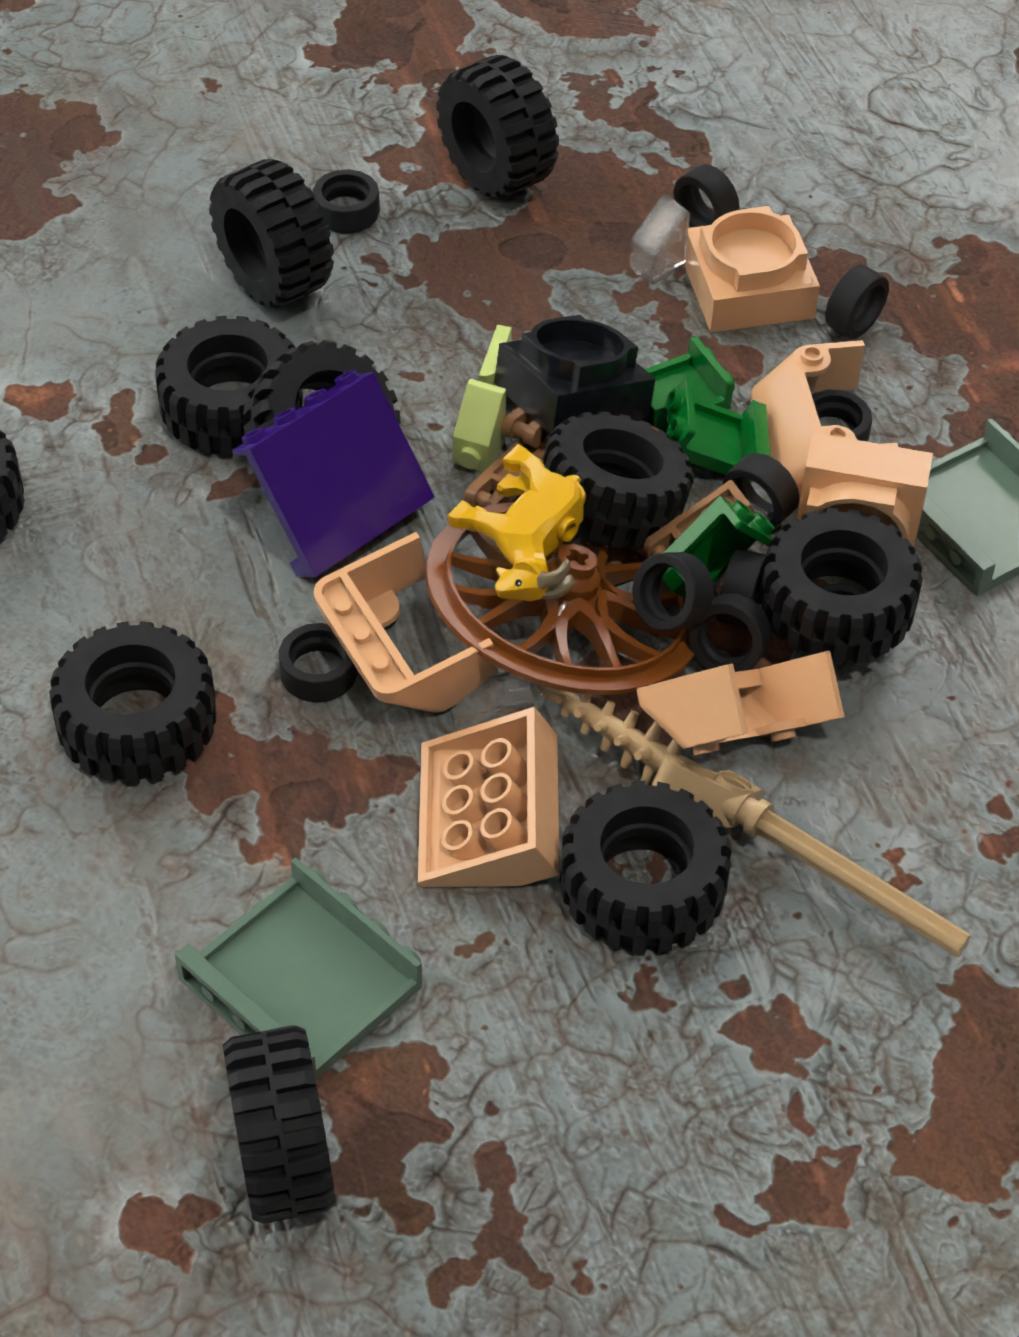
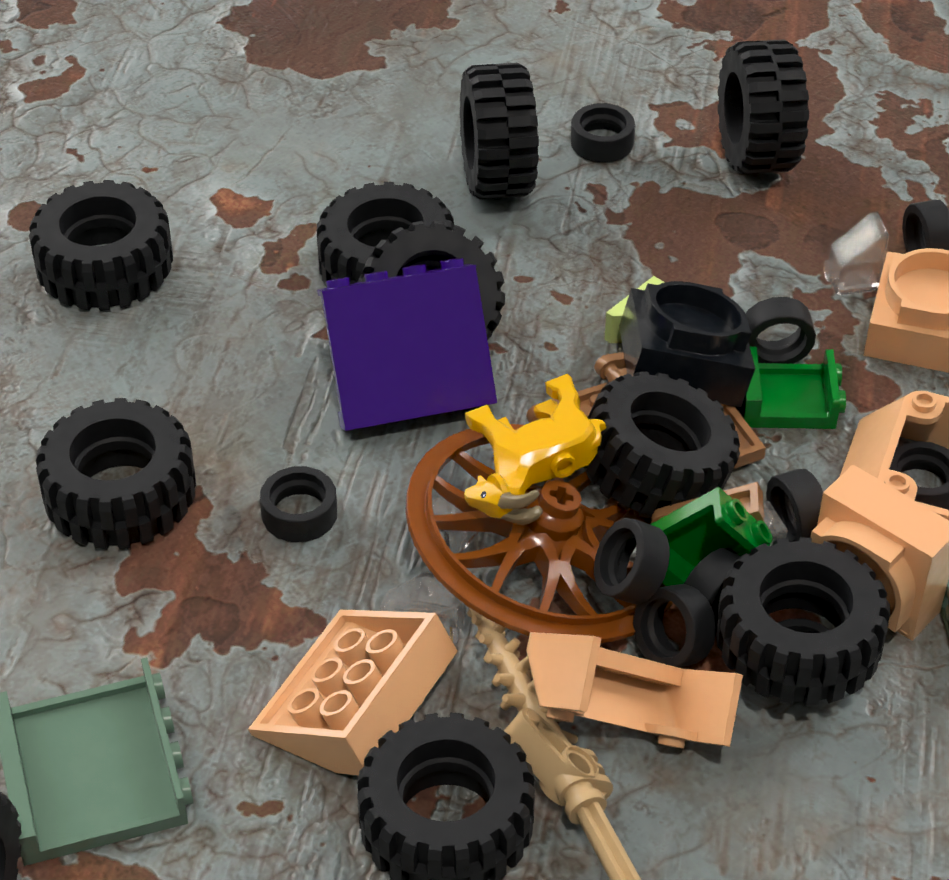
camera: 30 degrees right, 5 degrees down
(362, 602) = (348, 473): light nougat windscreen -> none
(478, 426) = (577, 351): yellowish green slope -> none
(656, 341) = (781, 311): none -> black tyre
(713, 434) = (788, 439): green panel -> none

